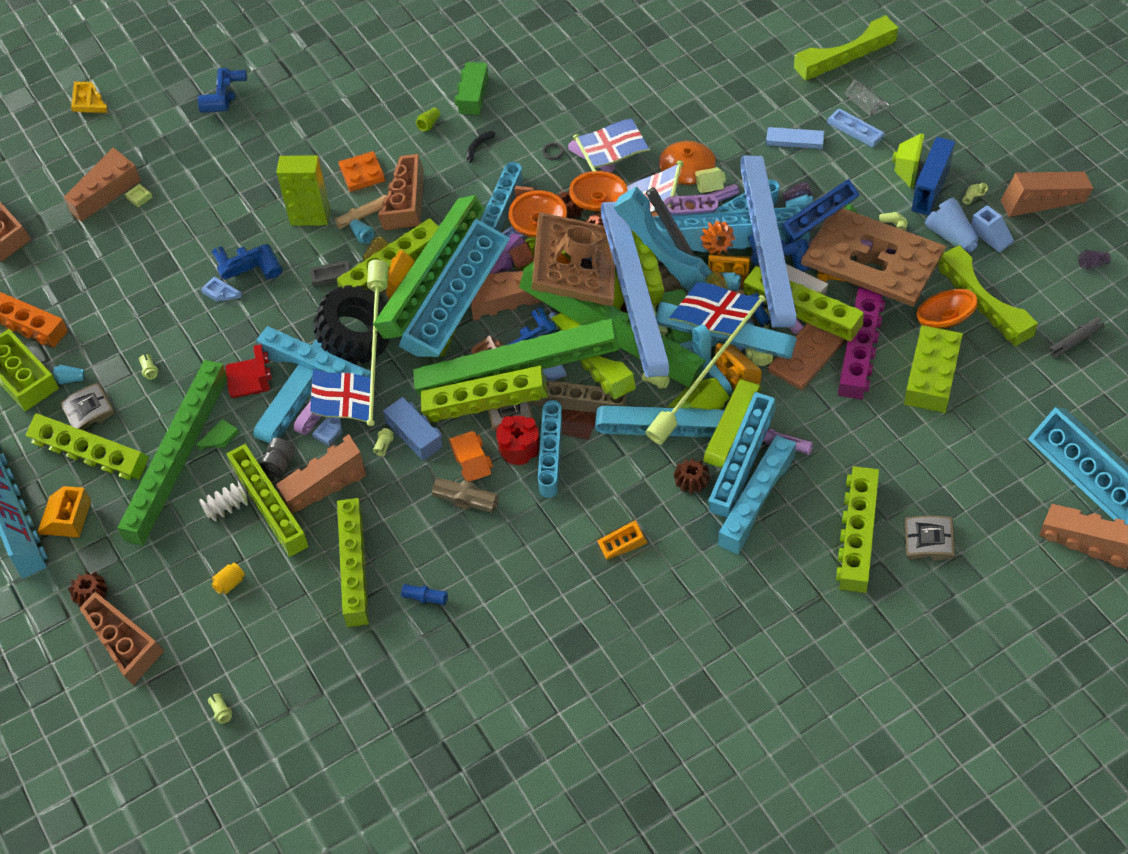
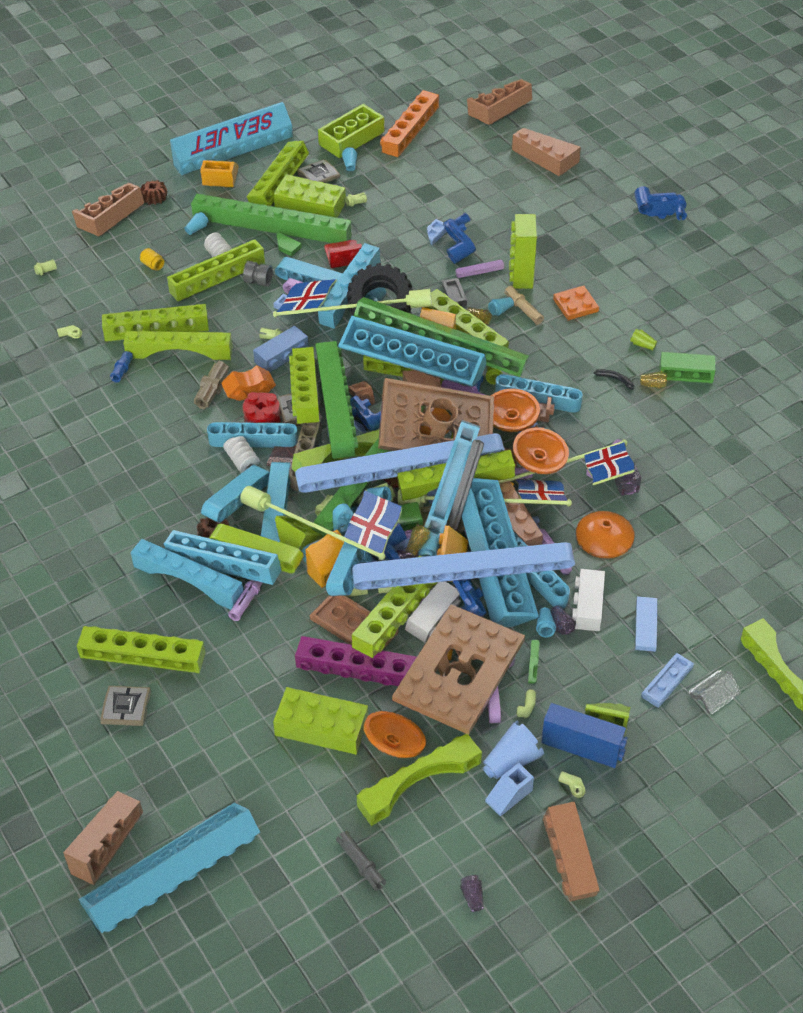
camera: 85 degrees right, 5 degrees down
(87, 99) = (647, 132): yellow wing -> none
(138, 195) = (539, 175): yellowish green tile -> none
(141, 409) = (310, 196): none -> lime brick
(162, 534) = (196, 223): none -> medium azure cone
(295, 250) = (479, 268): none -> lavender axle
(322, 476) = (236, 300): nougat wedge -> none
(350, 662) = (71, 331): none -> yellowish green arm
(393, 552) = (211, 344): none -> lime arch
(404, 200) = (542, 327): nougat wedge -> none
(487, 112) = (655, 379): none -> clear yellow cone
(553, 144) = (616, 426): dark grey piece -> none
(581, 453) = (241, 453): none -> white piece
(632, 544) = (156, 488): light orange slope -> none
(648, 451) = (228, 498): none -> medium azure beam
(697, 200) = (516, 522): lavender beam -> none
(710, 180) = (576, 539): yellowish green brick -> none
(719, 230) = (466, 528): orange gear -> none
(783, 170) = (588, 599): none -> white brick
(819, 211) = (502, 610): blue brick -> none

